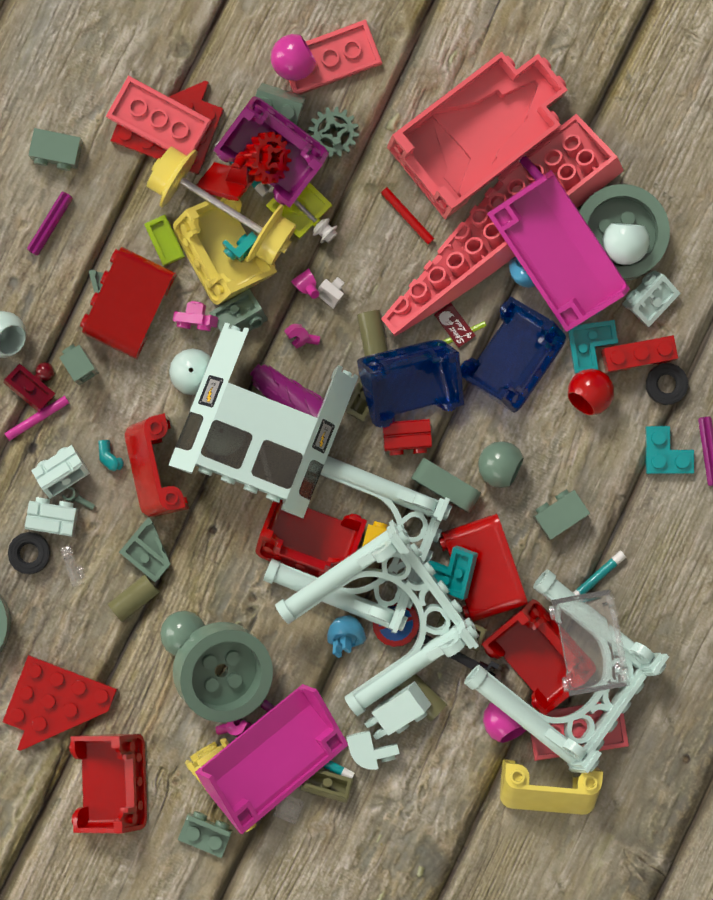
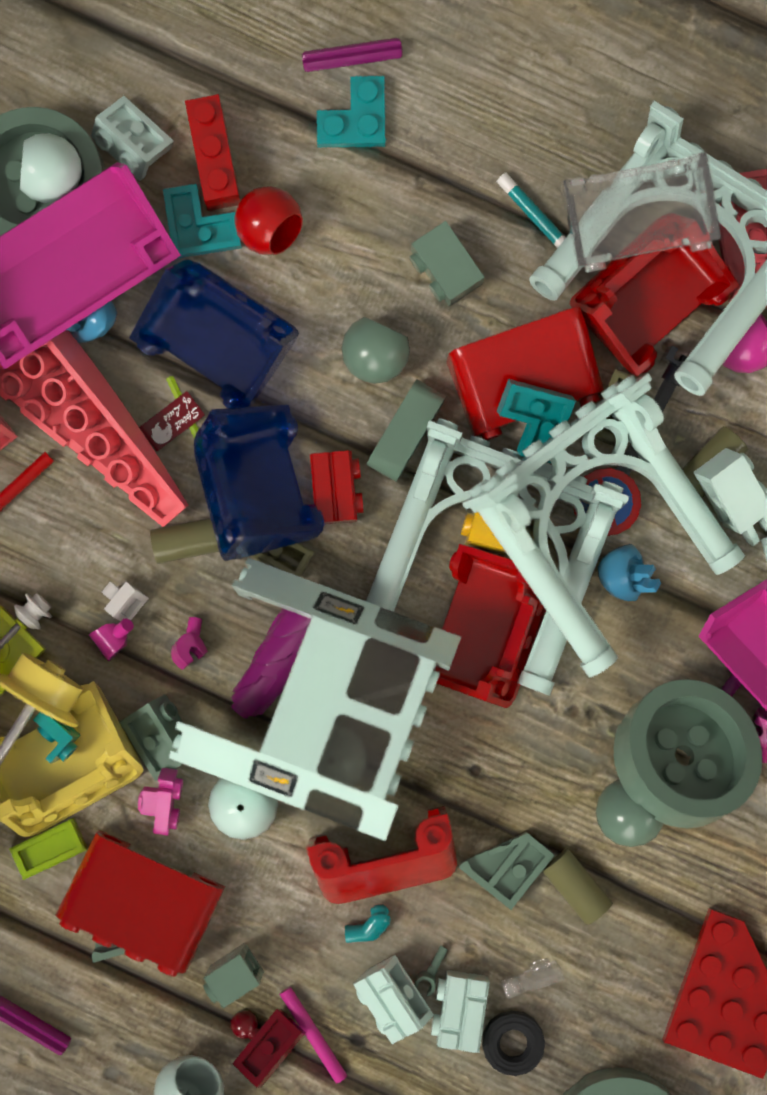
camera: 90 degrees left, 0 degrees up
(667, 369) = (250, 95): black tyre -> none

